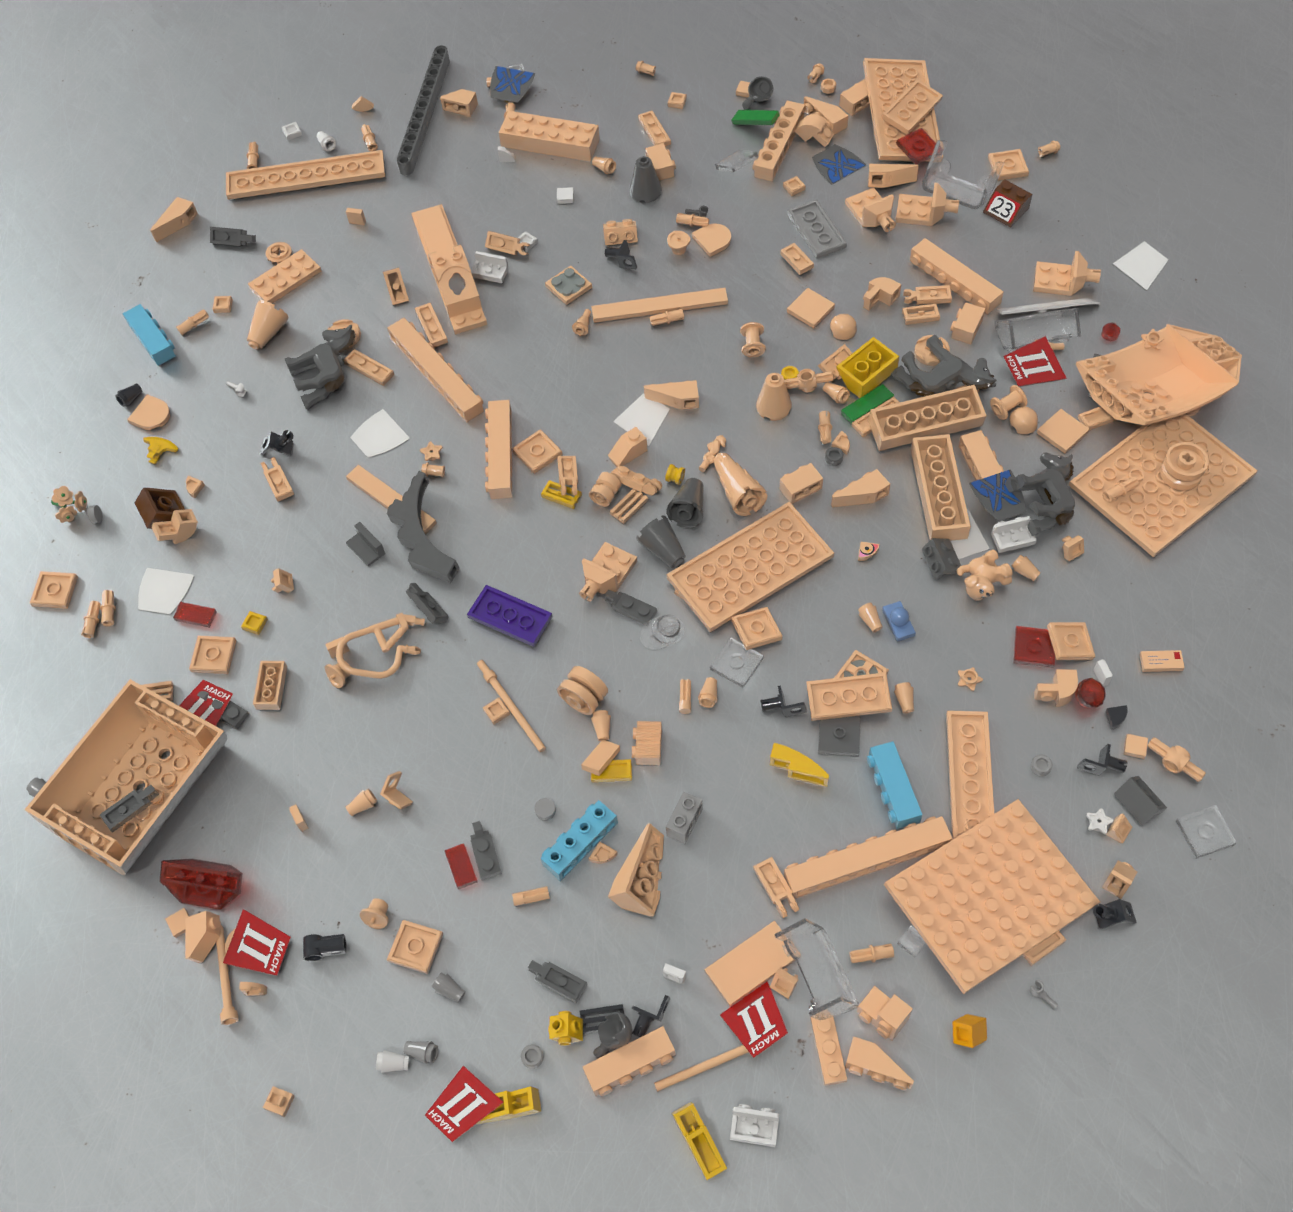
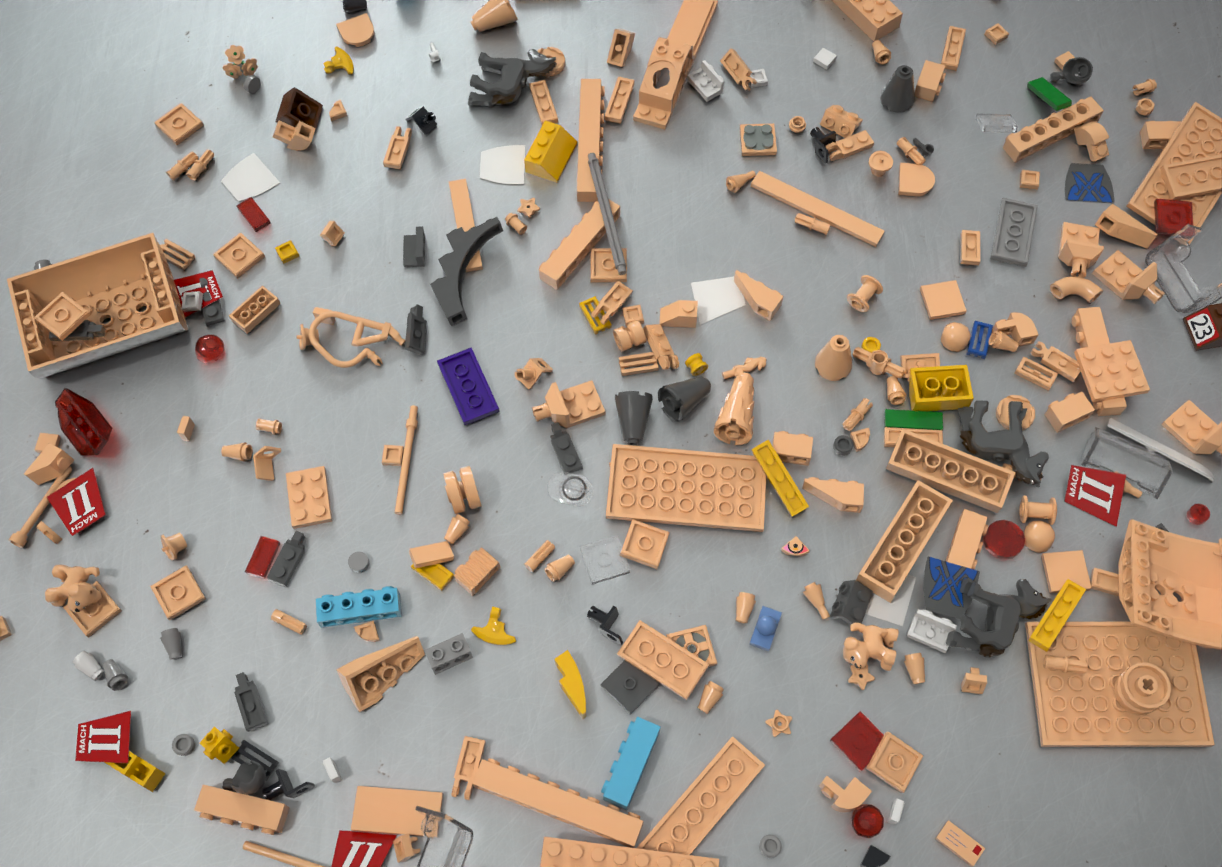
camera: 35 degrees right, 5 degrees up
(110, 800) = (62, 316): none -> light nougat tile
(209, 714) = (192, 301): none -> white tile
(257, 743) = (209, 348): none -> clear red hair
(317, 946) = (117, 538): black piece -> none
(333, 1010) = (74, 588): none -> light nougat animal
(350, 1018) = (95, 615): none -> light nougat tile
(370, 764) = (269, 426): none -> light nougat pin
(411, 399) = (550, 152): none -> yellow slope
(456, 792) = (308, 497): none -> light nougat plate
(505, 411) = (607, 215): none -> light grey piece
(552, 569) = (532, 372): none -> light nougat bracket
(589, 254) = (797, 120): none -> light nougat plate
(590, 474) = (632, 314): none -> light nougat tile
(643, 244) = (850, 145): none -> light nougat hinge
(701, 776) = (494, 630): none -> yellow piece
(813, 508) = (779, 478): none -> yellow plate
(836, 118) = (1120, 134): light nougat slope -> none
(865, 327) = (976, 352): none -> blue tile
(879, 307) = (1001, 341): none -> light nougat cone
(895, 235) = (1077, 286): none -> light nougat cylinder
(911, 571) = (815, 596): none -> light nougat cone
(973, 274) = (1111, 371): none -> light nougat plate
(994, 607) = (861, 682): none -> light nougat plate
(1004, 439) = (1004, 539): none -> clear red tile
(1086, 461) = (1057, 615): none -> yellow plate

